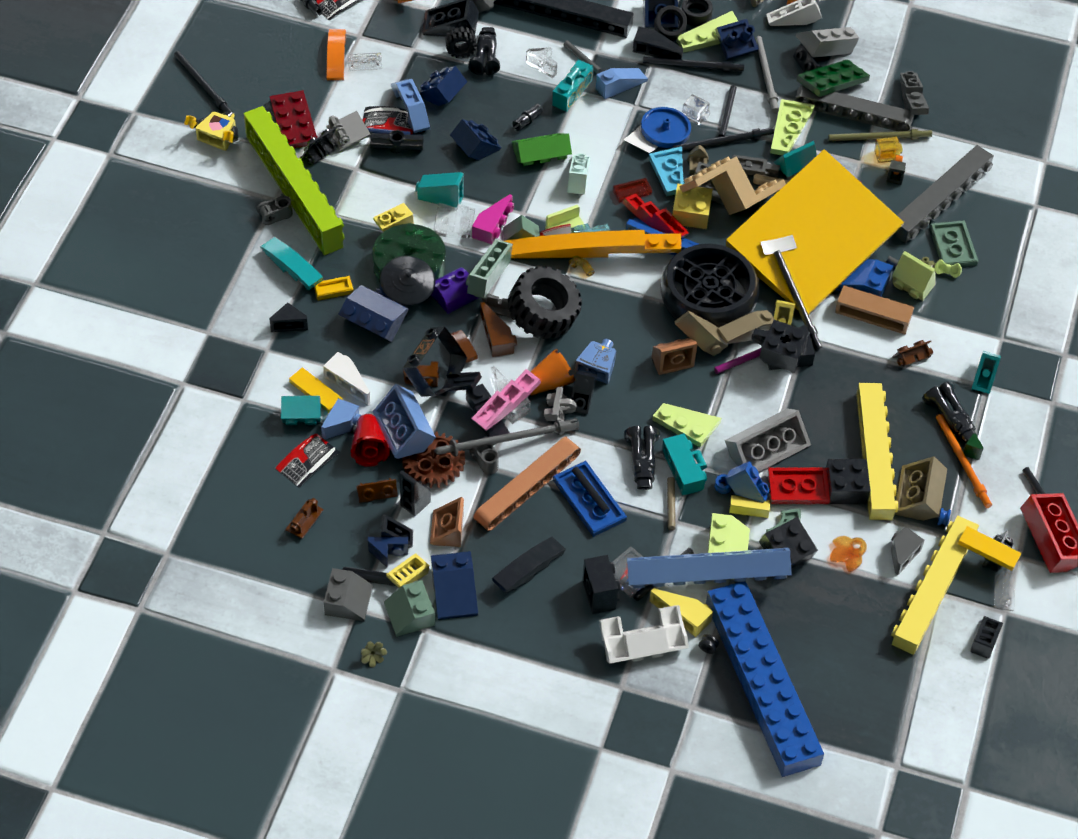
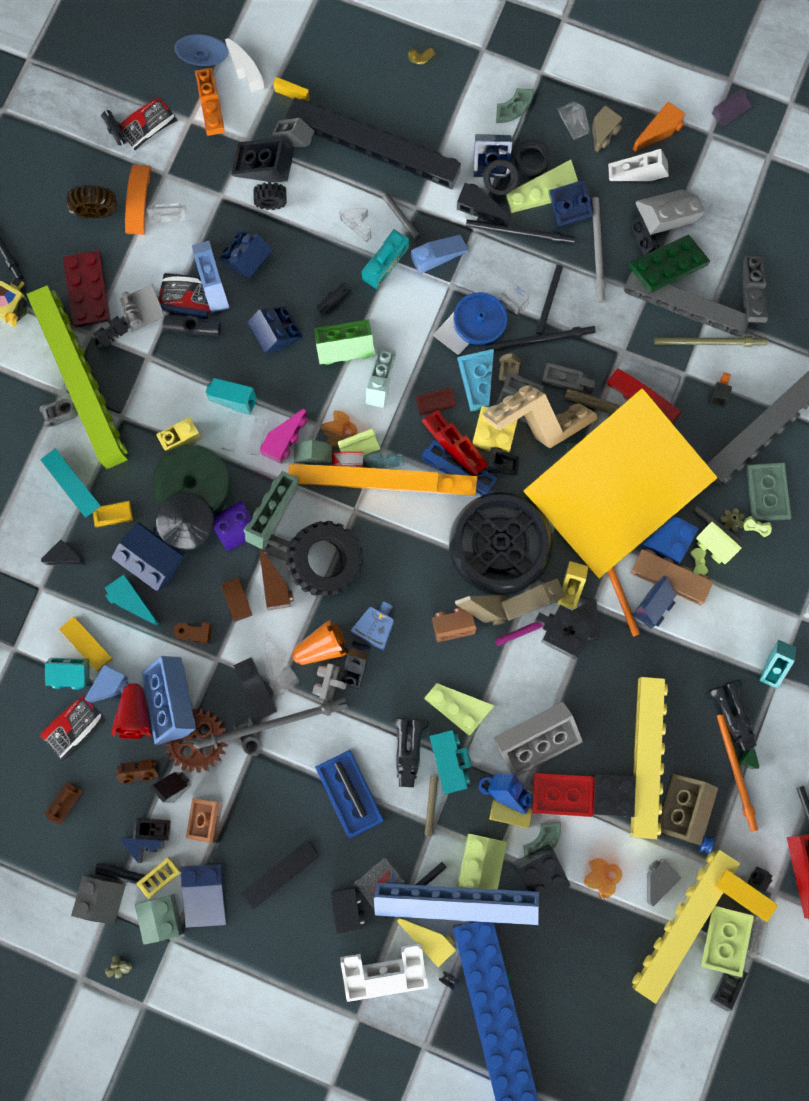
camera: 10 degrees right, 25 degrees up
(295, 51) = (91, 201): none -> dark brown gear
(345, 375) = (116, 629): white slope -> none
(359, 351) = (126, 596): none -> teal slope
(455, 379) = (224, 647): black piece -> none
(485, 44) = (297, 196): black piece -> none
(507, 400) = (273, 682): bright pink slope -> none
(526, 483) = (288, 775): nougat beam -> none
(544, 209) = (337, 428): none -> clear orange plate
(582, 263) = (373, 497): clear yellow arm -> none
(701, 230) = (502, 462): none -> black slope
(782, 244) = (578, 499): white sticker -> none
(790, 123) = (614, 320): yellowish green wing -> none
(797, 159) = (614, 375): teal slope -> none
(797, 299) = (600, 598): black bar -> none
(836, 339) = (623, 602): none -> orange bar
(862, 323) = (656, 603): none -> dark blue slope
(887, 149) = (715, 363): clear yellow brick -> none
(897, 295) = (698, 555): none -> yellowish green piece
(906, 354) = (696, 635): reddish brown hinge -> none
(978, 593) = (727, 941): none -> yellowish green plate

